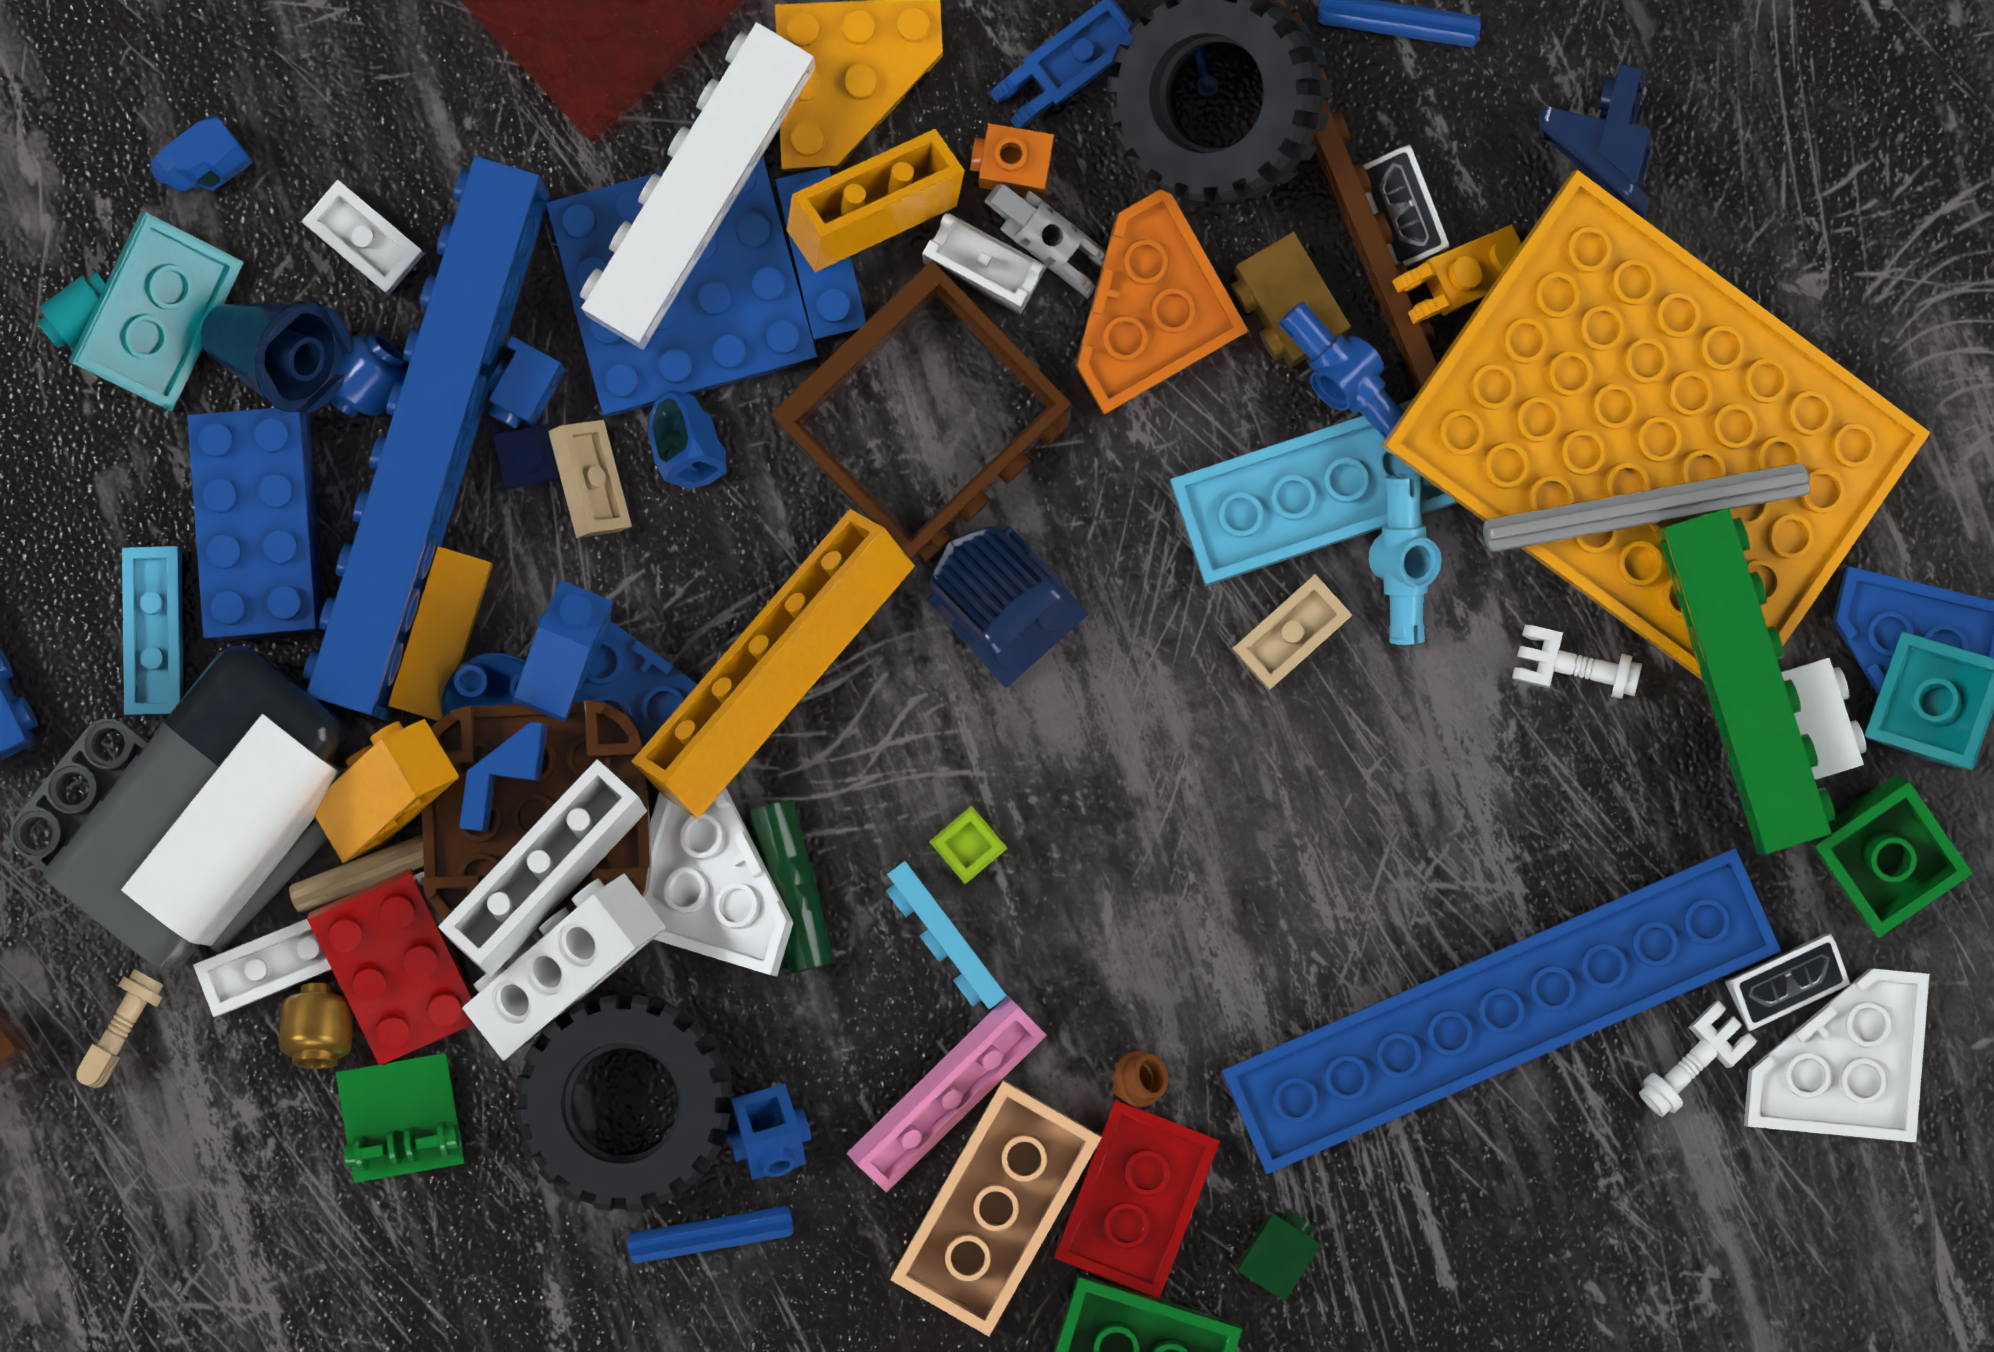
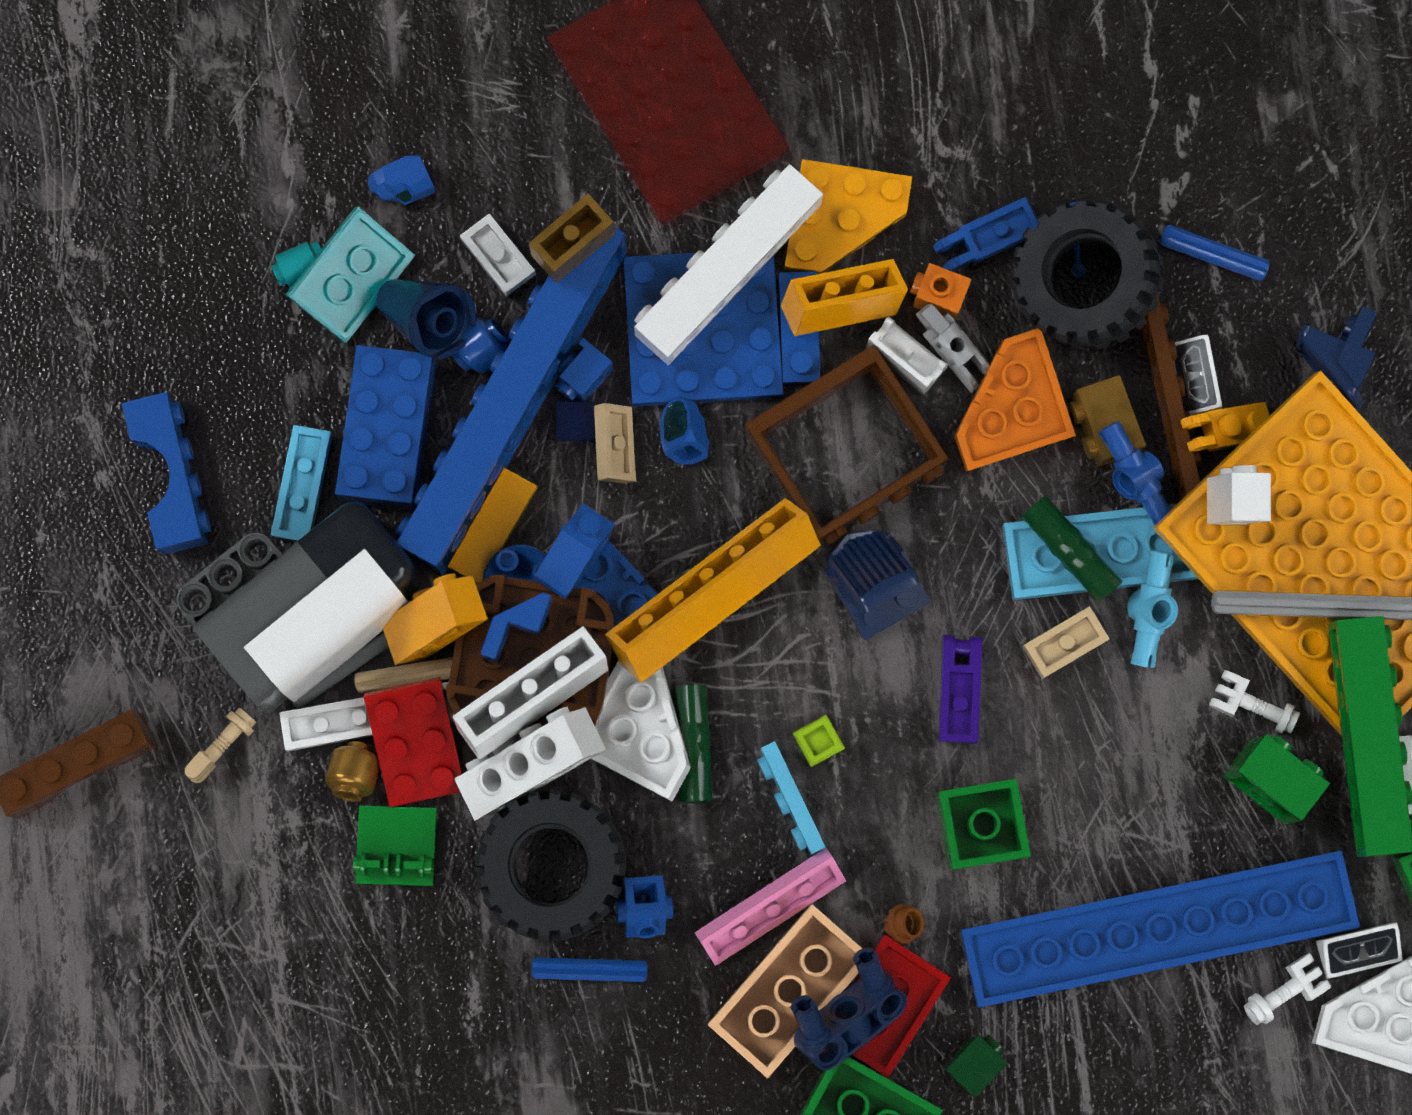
camera: 10 degrees right, 5 degrees down
(463, 203) = (572, 238): none -> pearl gold brick
(1086, 1228) = (849, 1018): none -> dark blue piece
(1154, 732) = (960, 691): none -> dark purple plate
(1222, 918) = (982, 824): none -> green brick
(1273, 498) = (1072, 549): none -> dark green axle
(1490, 381) = (1239, 496): none -> white brick
(1625, 767) = (1277, 778): none -> green brick

